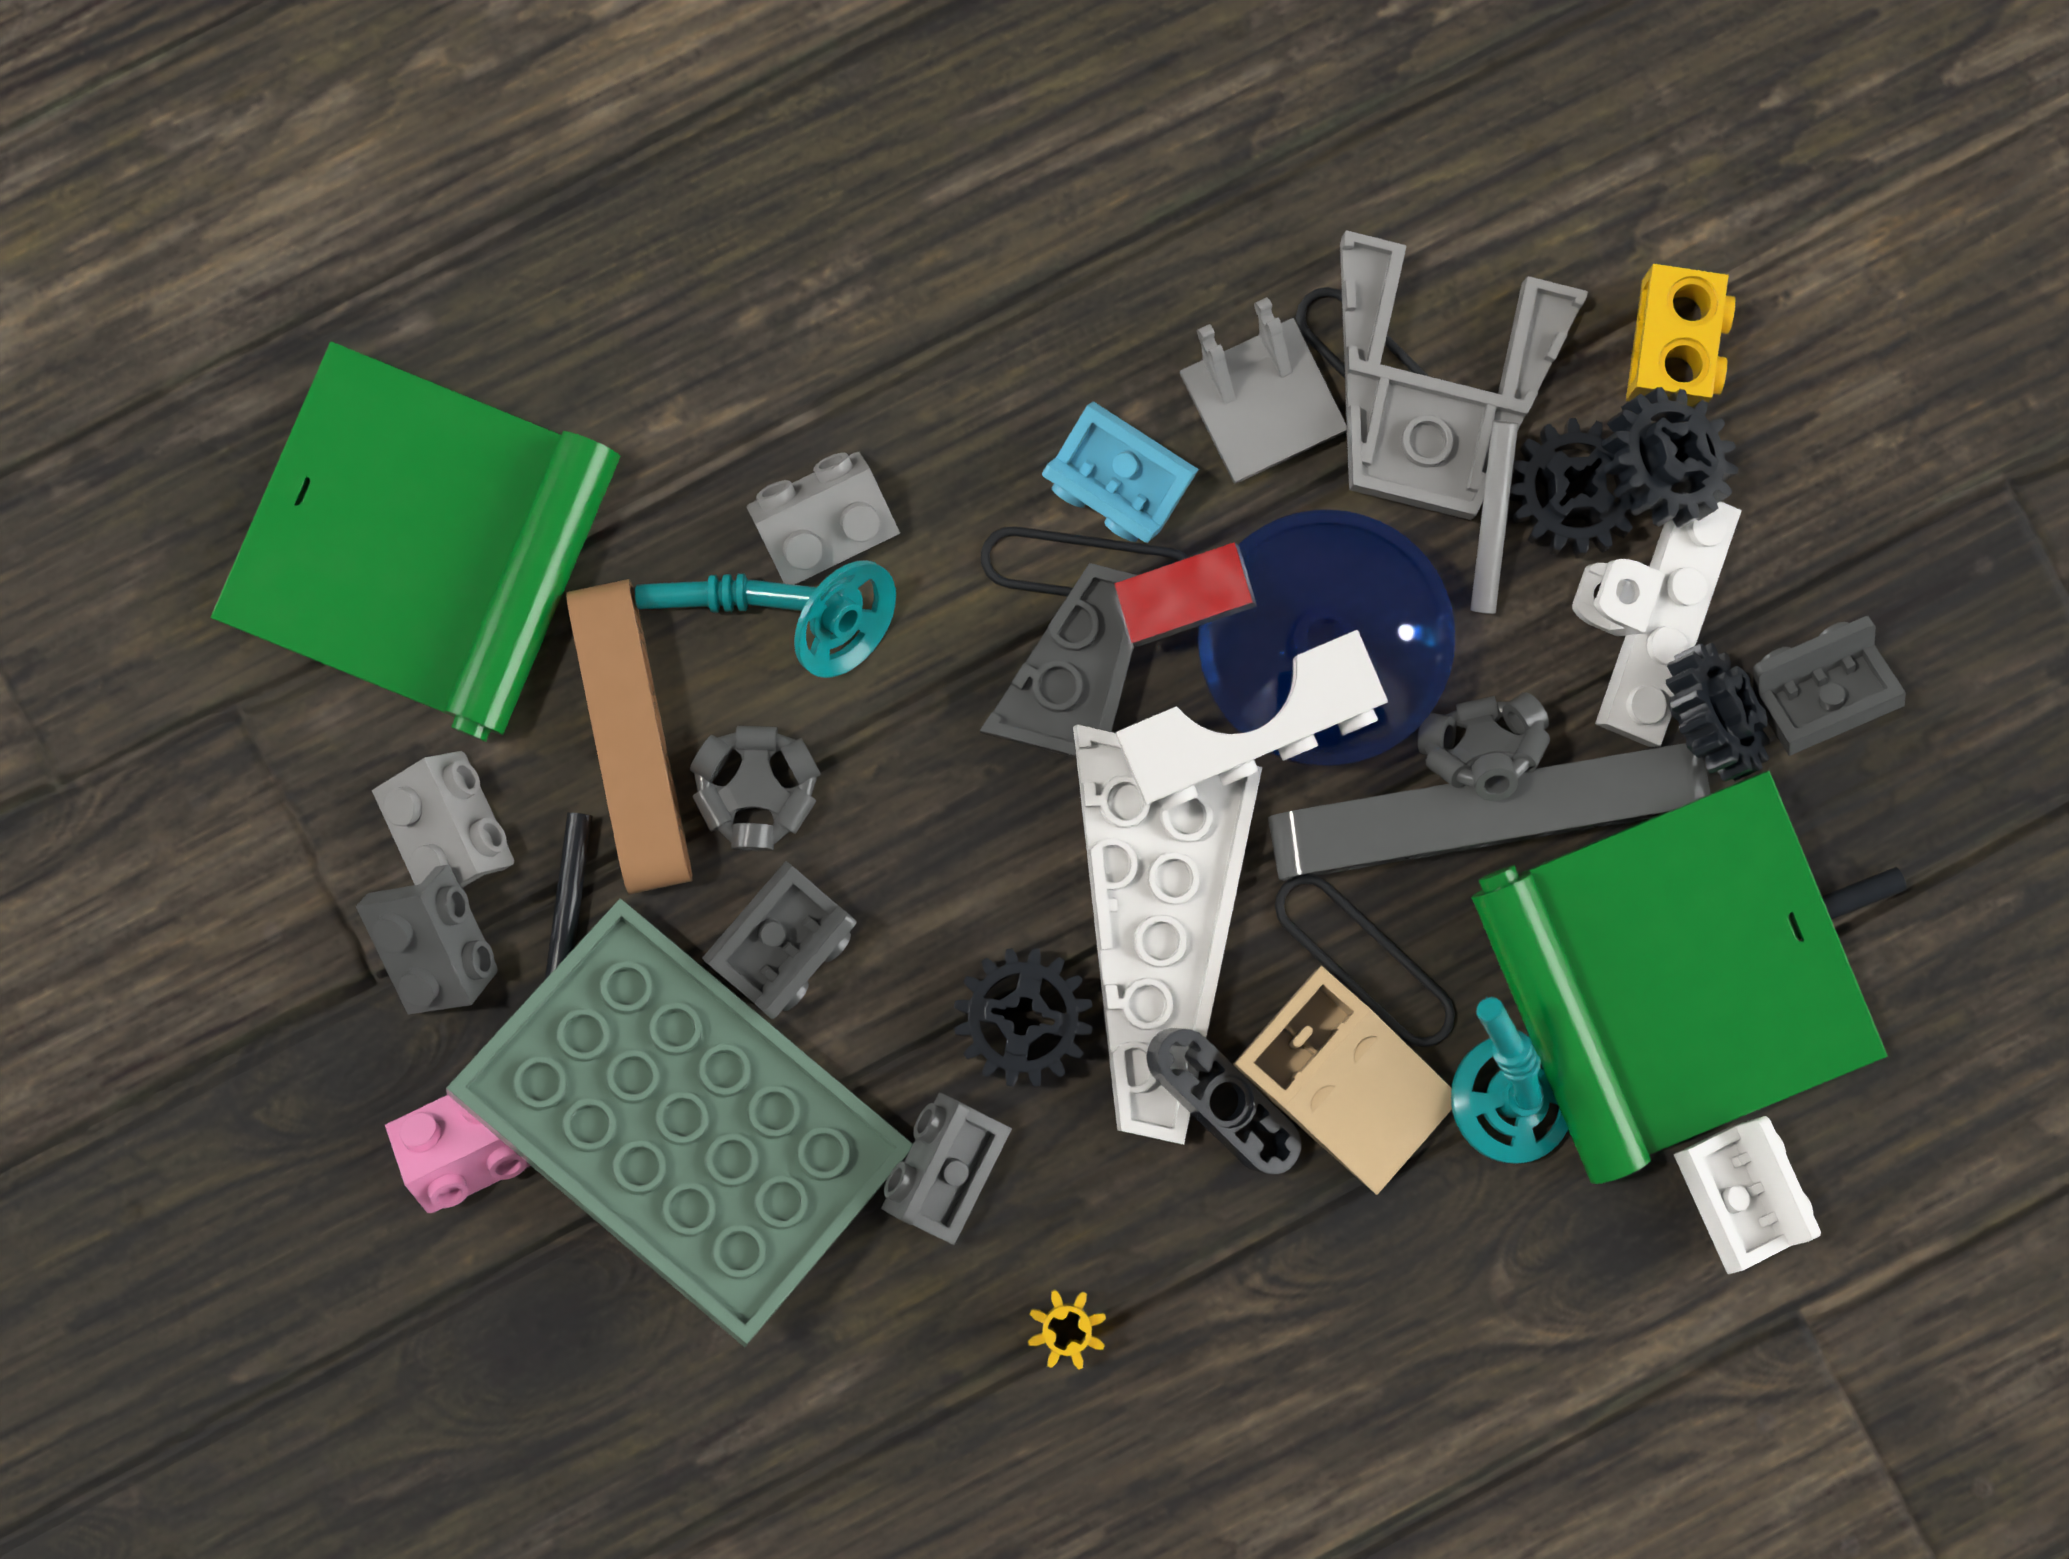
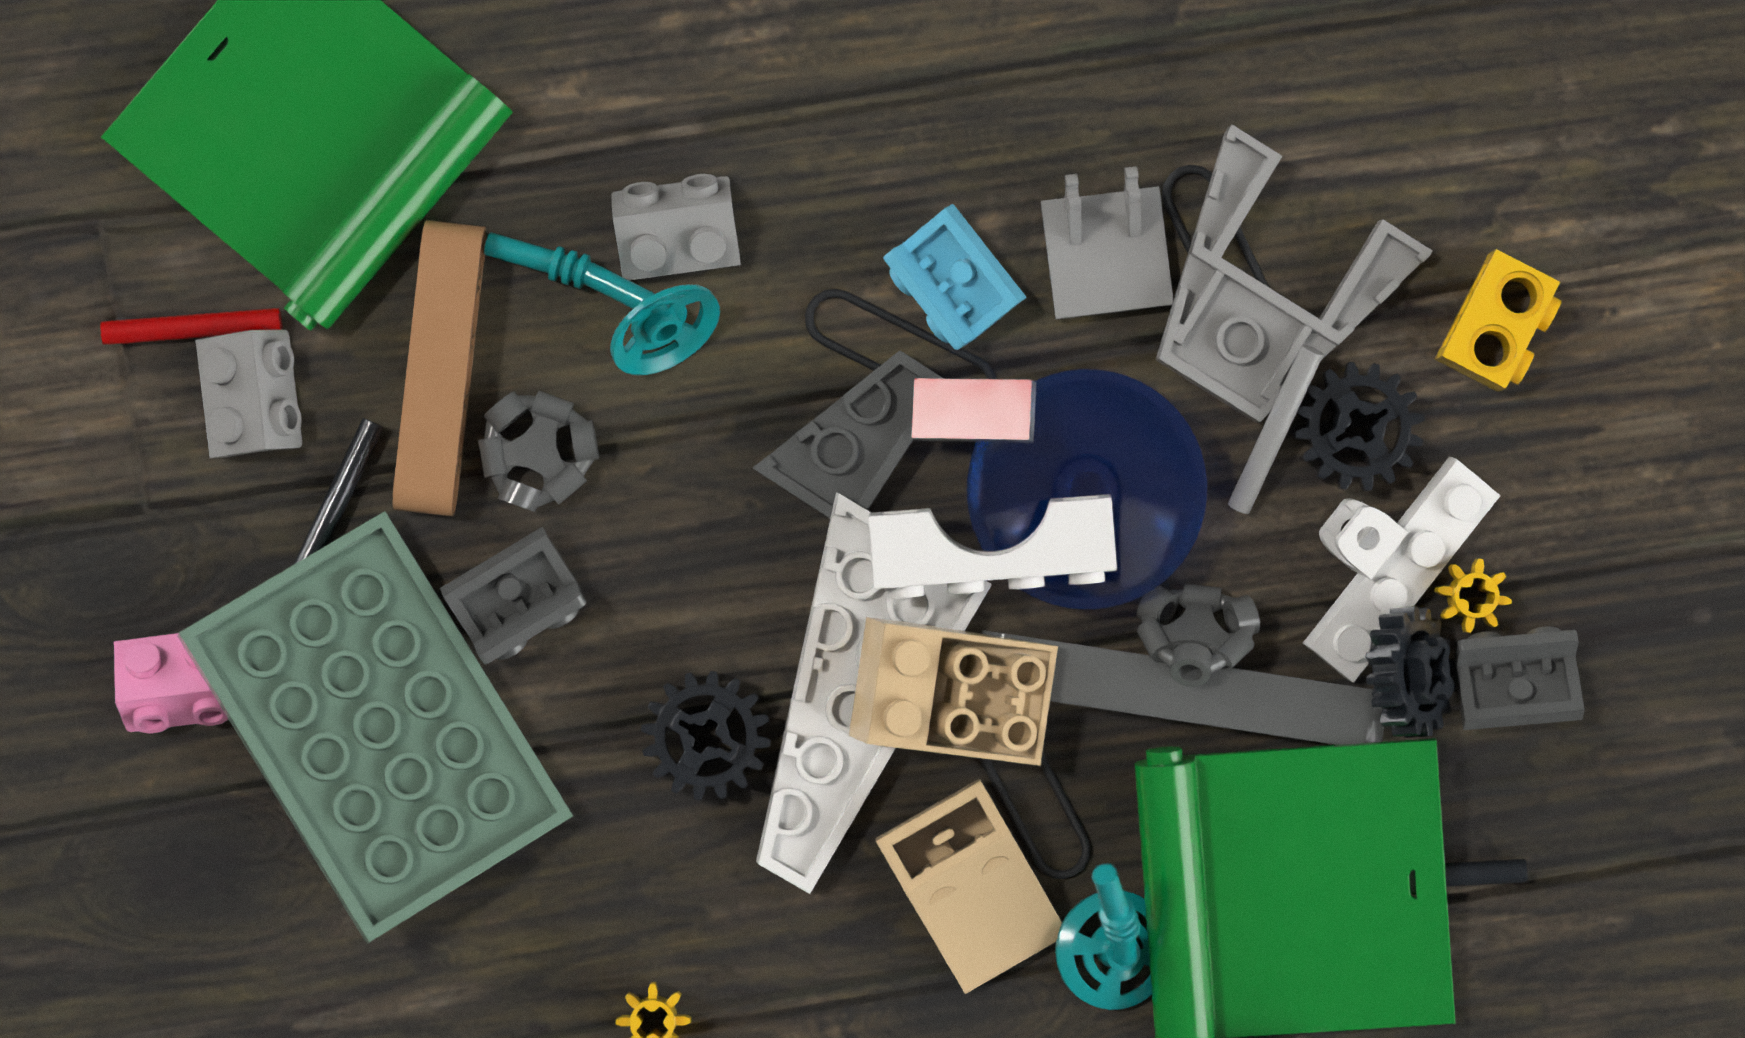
camera: 15 degrees right, 5 degrees up
(357, 780) = (189, 326): none -> red bar
(429, 942) = (204, 496): dark grey bracket -> none
(944, 1168) = (593, 844): dark grey bracket -> none
(1244, 1144) = (890, 895): black beam -> none
(1261, 885) = (952, 692): none -> tan slope
(1666, 451) = (1439, 428): black gear -> none
(1758, 603) = (1484, 584): none -> yellow gear

